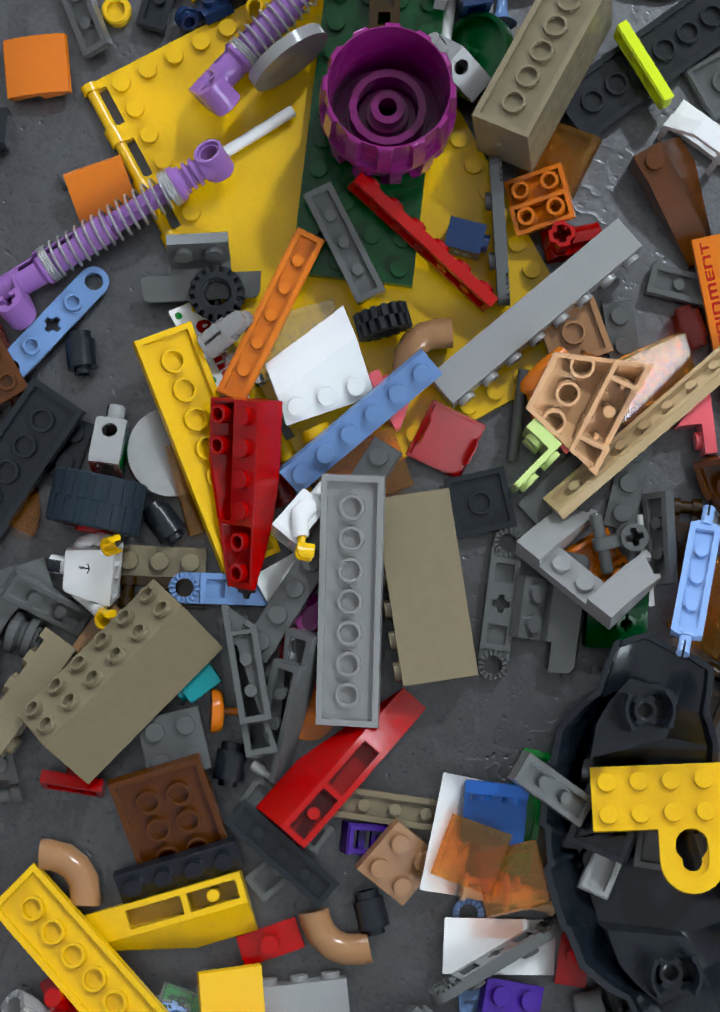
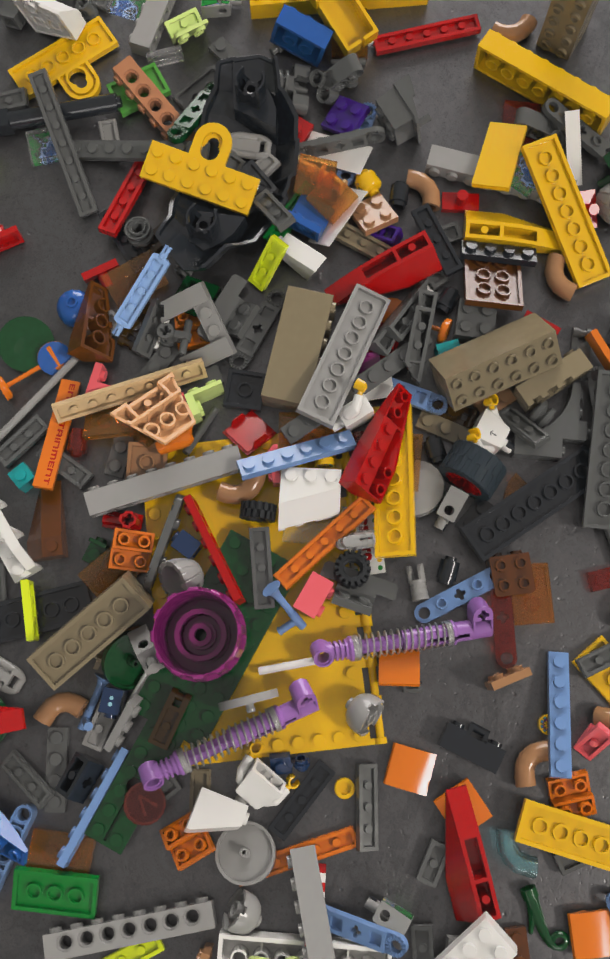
camera: 150 degrees left, 5 degrees down
(116, 314) = (417, 587): none -> light grey hinge
(127, 107) = (362, 712): none -> light grey cylinder
(256, 238) = (313, 595): none -> coral brick
(315, 212) = (273, 590): none -> medium blue piece
(427, 913) = (368, 182): none -> yellow head
(451, 188) = (180, 574): none -> light grey hair
(483, 739) = (301, 256): none -> white slope
(526, 708) = (268, 262): none -> neon yellow plate
(592, 189) = (95, 548): none -> dark green bracket
(641, 896) = (248, 145): none -> light grey piece

